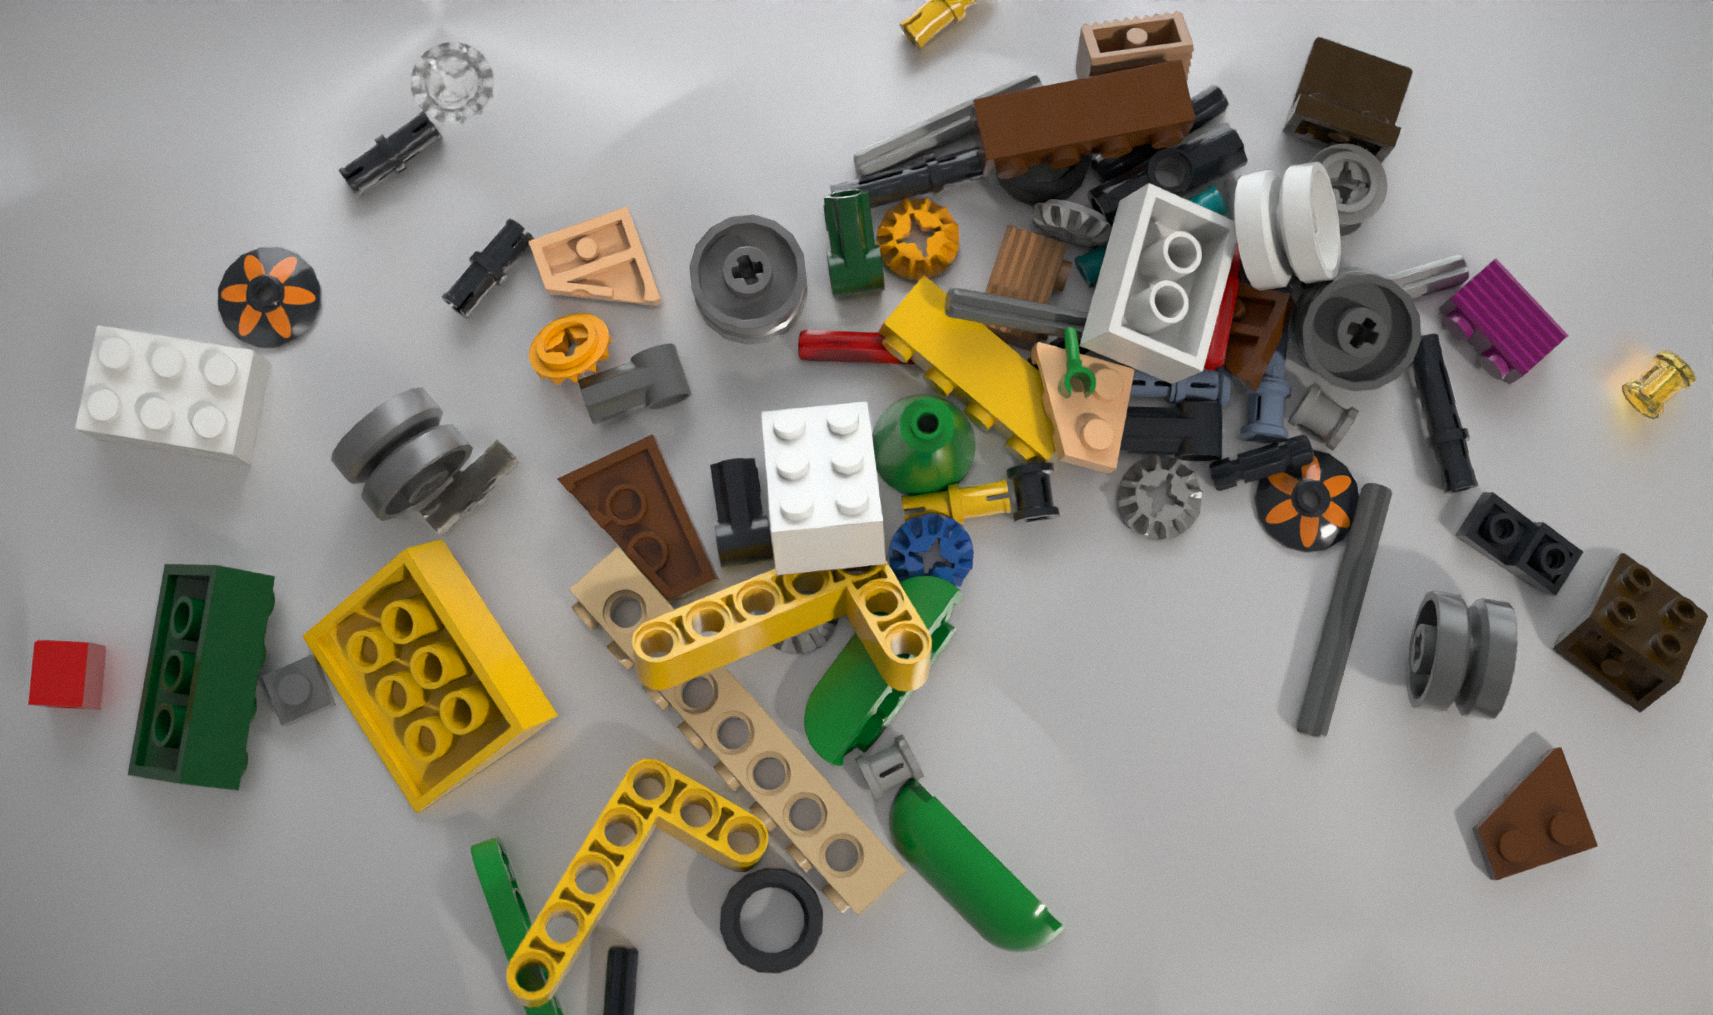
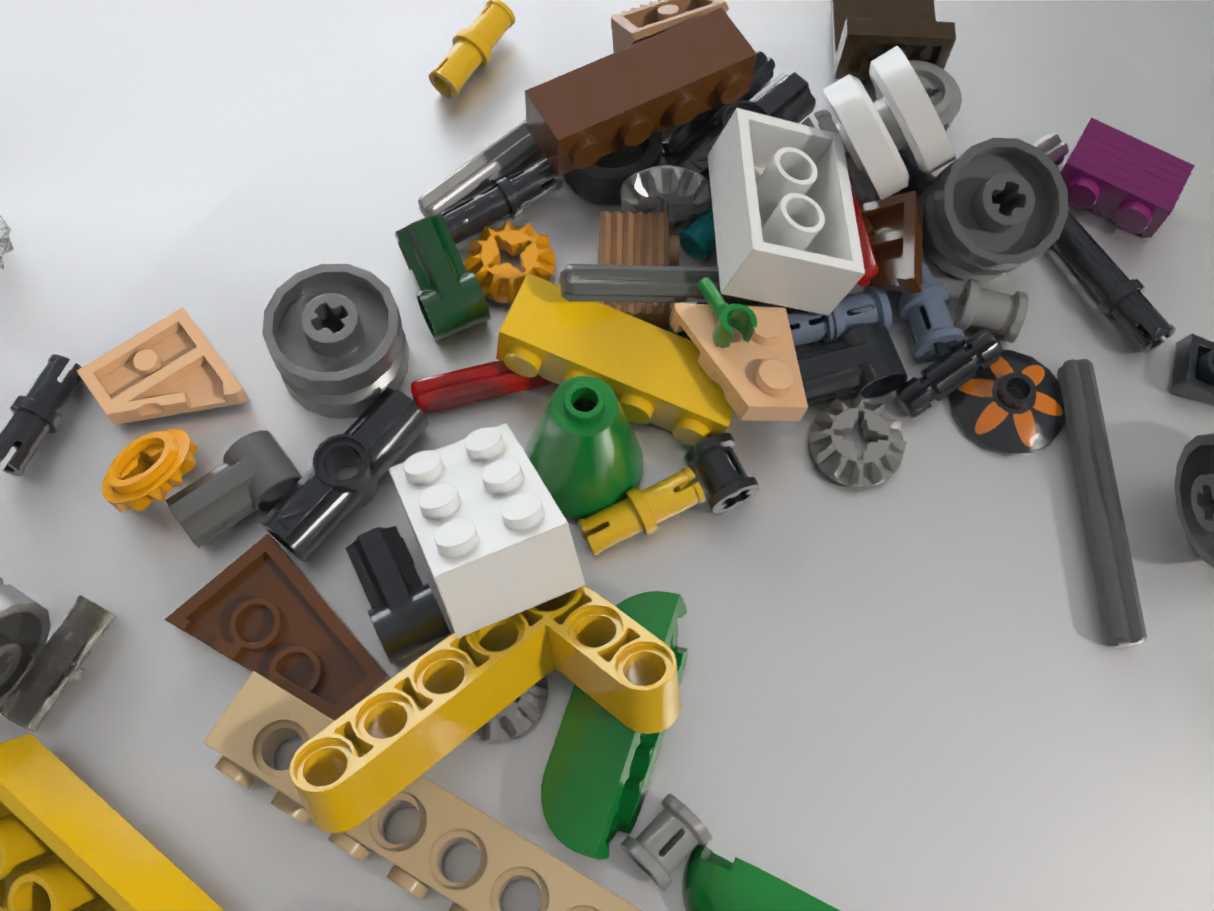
camera: 20 degrees left, 15 degrees down
(755, 377) = (319, 500): none -> black piece
(918, 535) = (612, 552): blue gear -> none

